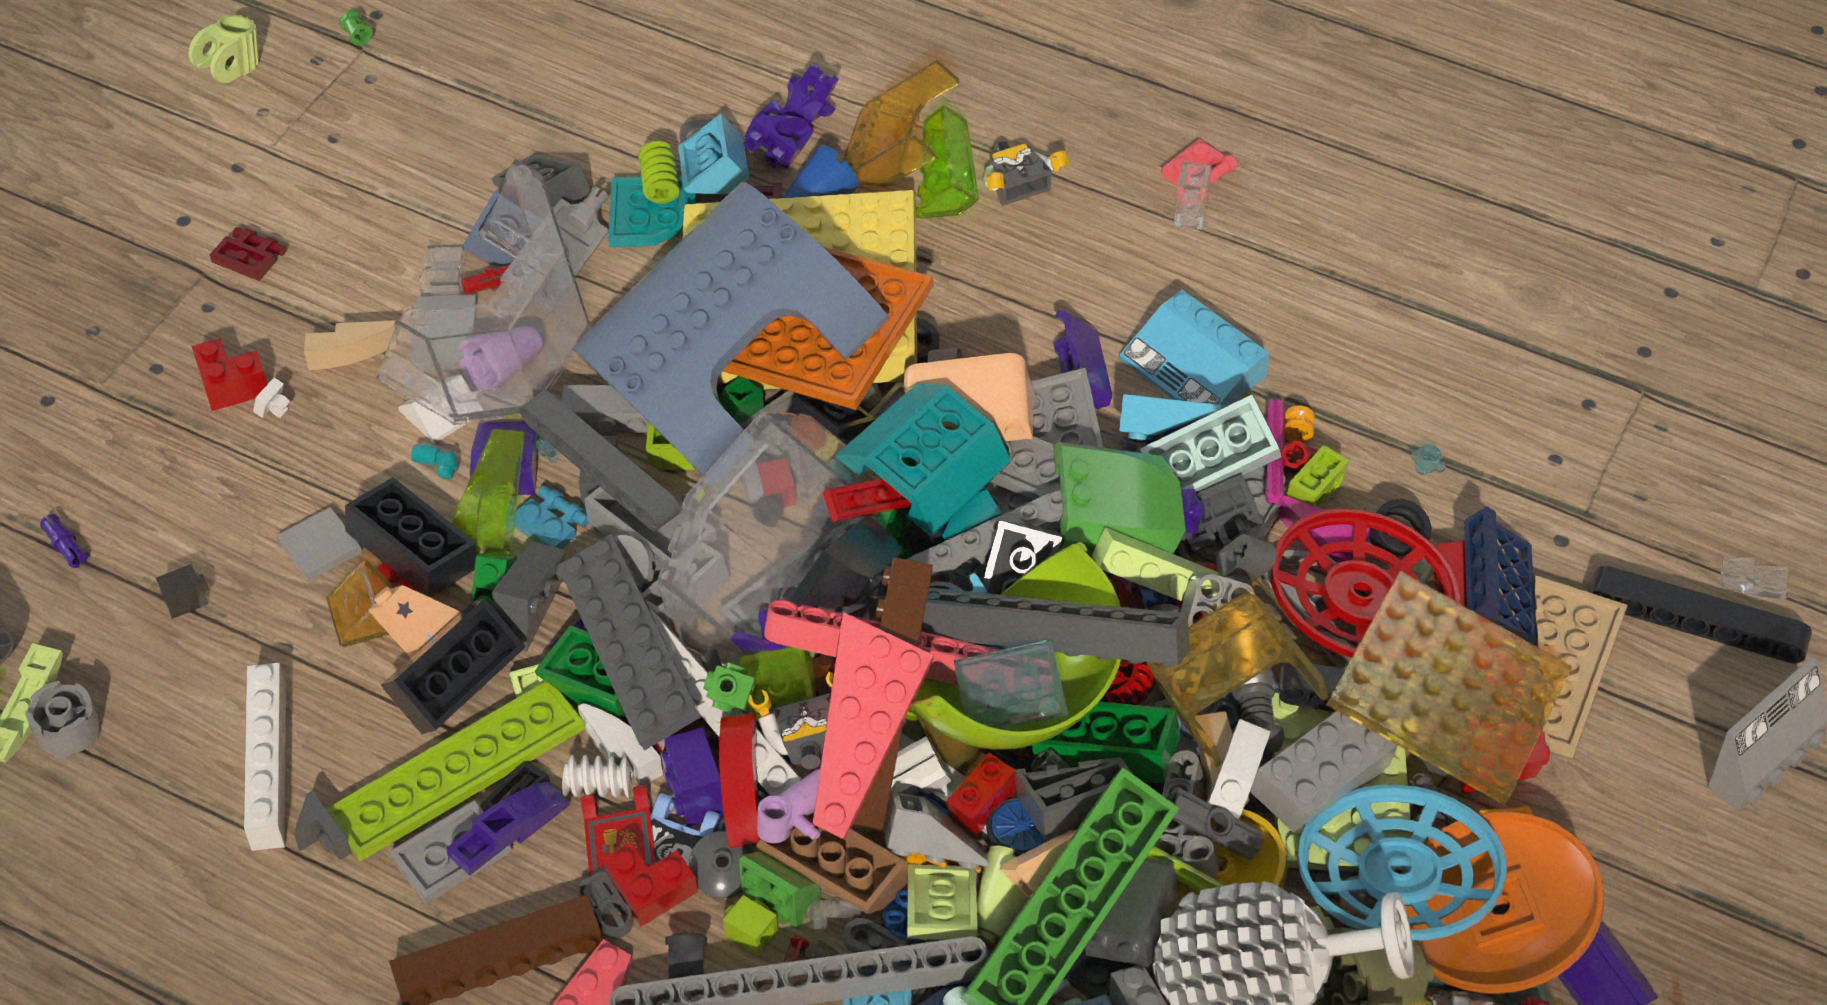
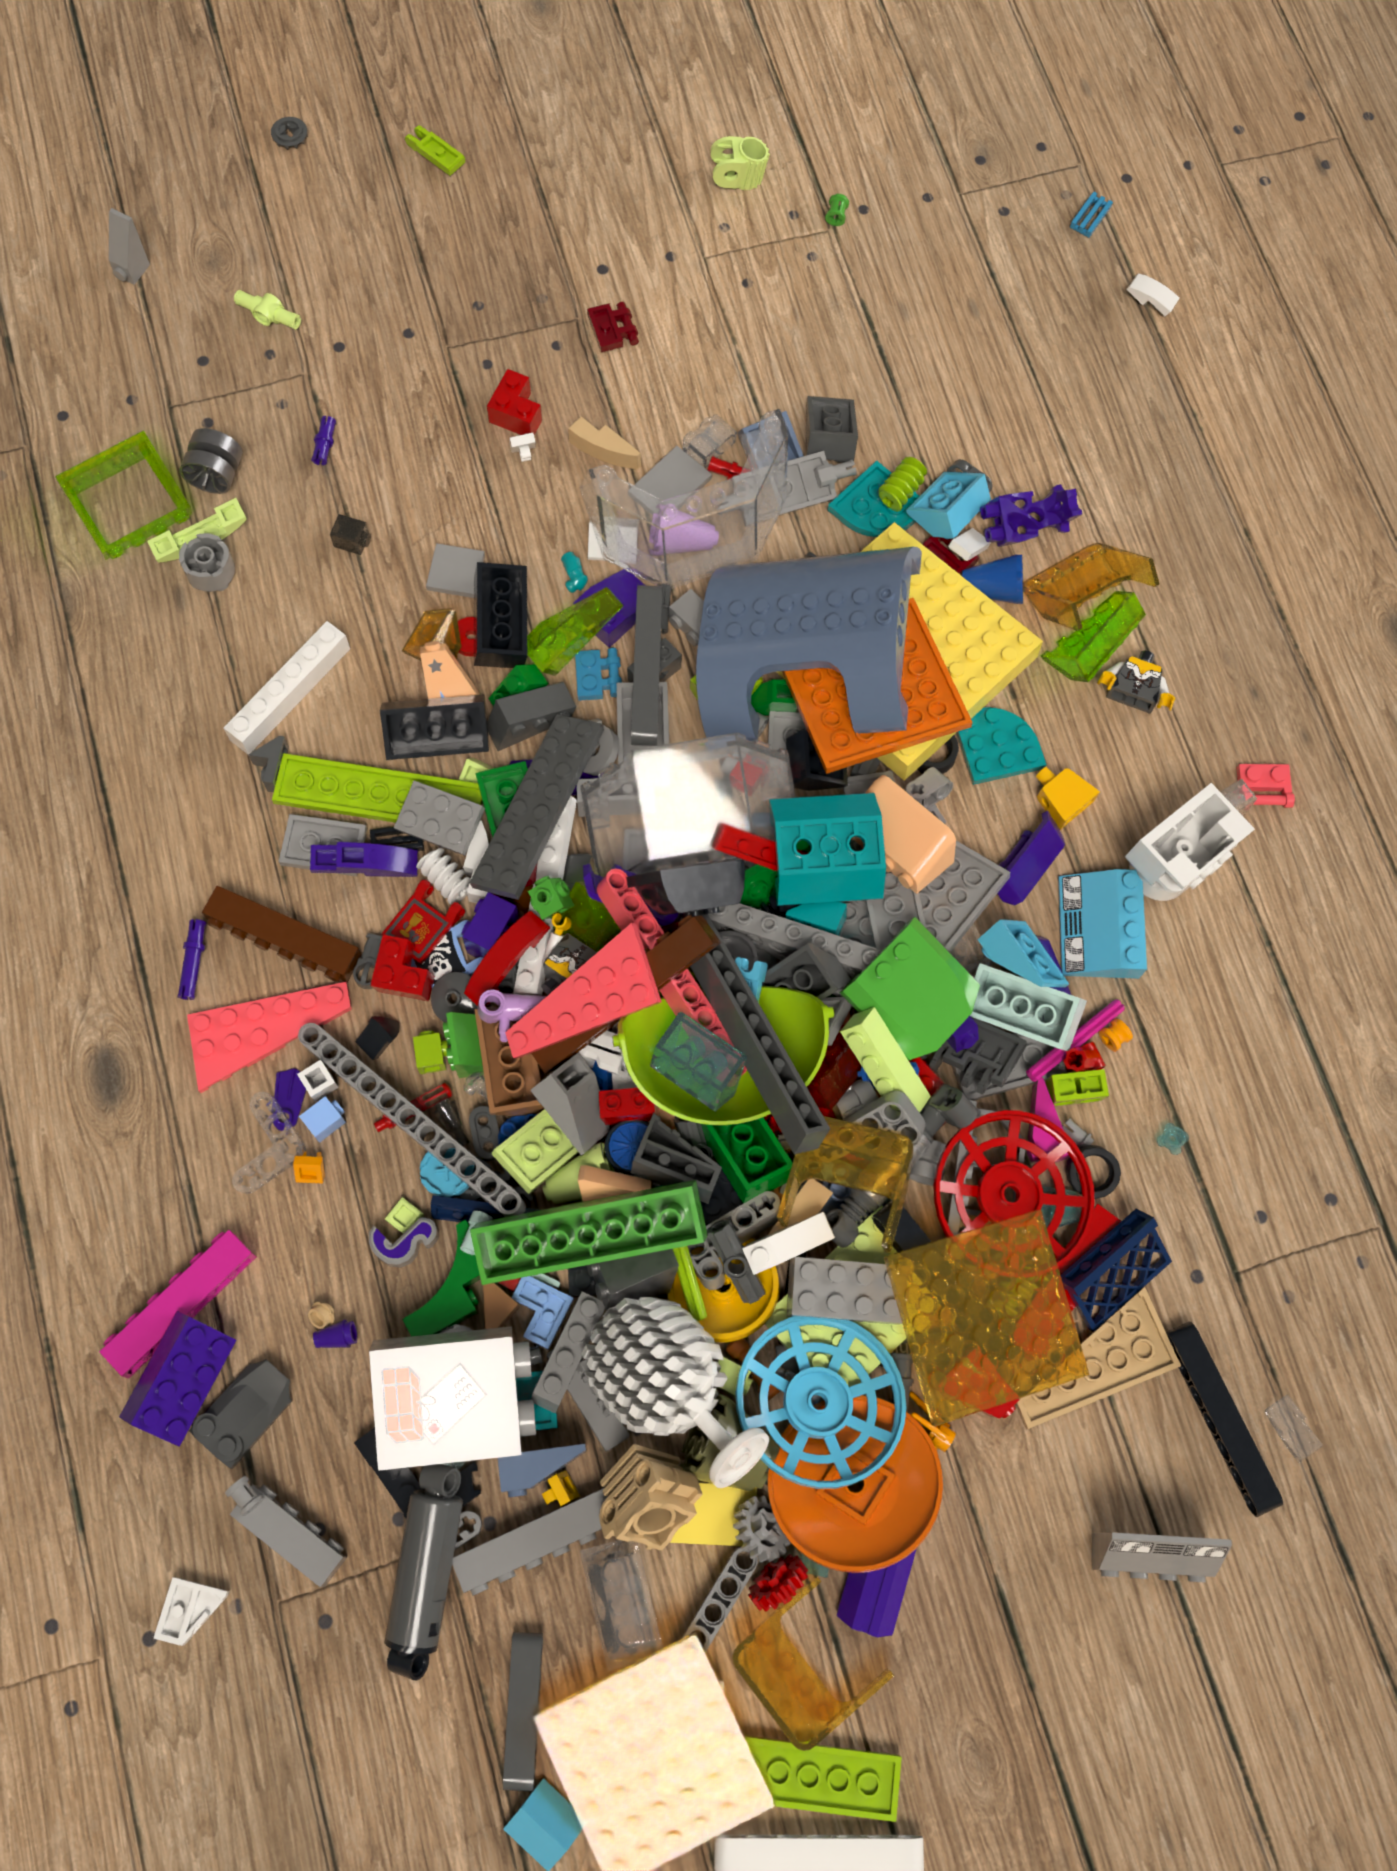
camera: 40 degrees right, 20 degrees up
(542, 731) = (439, 818): none -> light grey plate
(764, 177) = (969, 544): none -> white tile
(964, 303) = (999, 746): none -> teal plate
(1054, 290) = (1065, 795): none -> yellow torso
(1199, 237) = (1188, 845): none -> white brick

